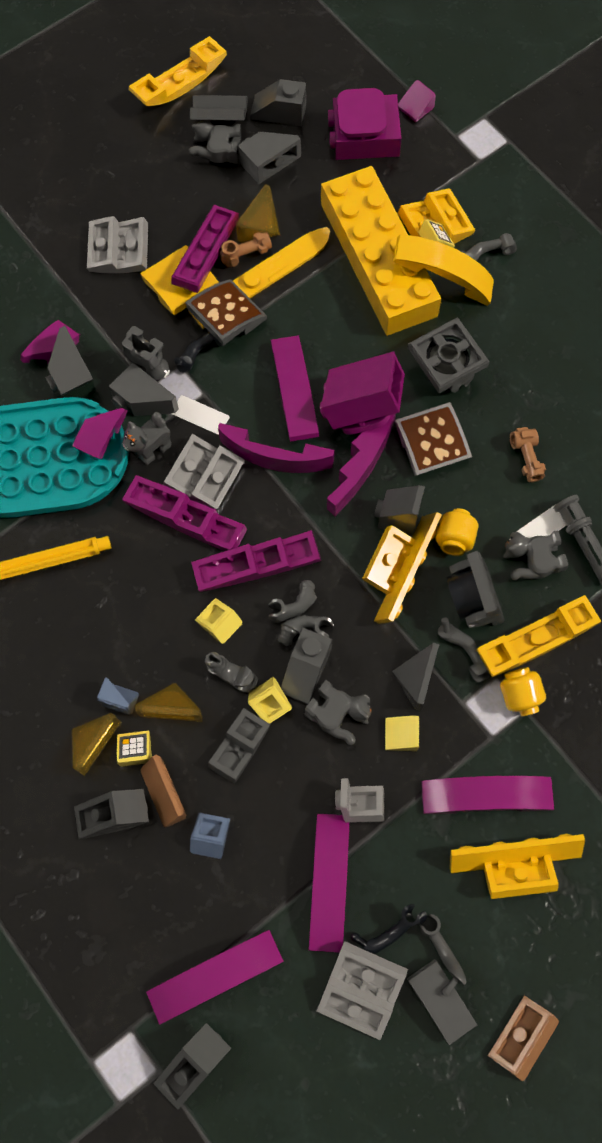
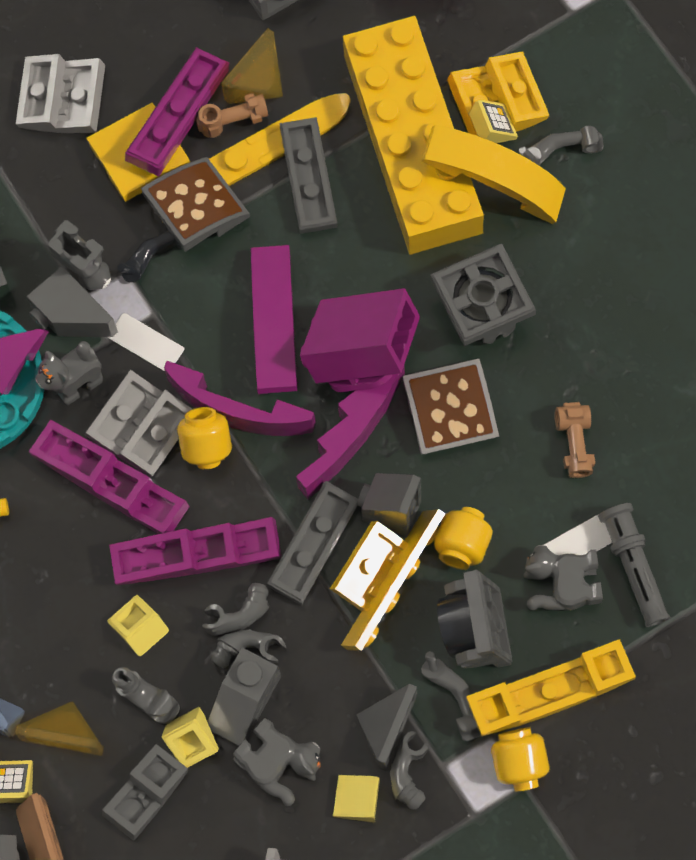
camera: 10 degrees right, 0 degrees up
(253, 477) = (204, 437): none -> yellow head
(306, 286) = (308, 175): none -> dark grey tile
(343, 547) = (313, 543): none -> dark grey tile
(435, 719) = (401, 781): none -> dark grey piece

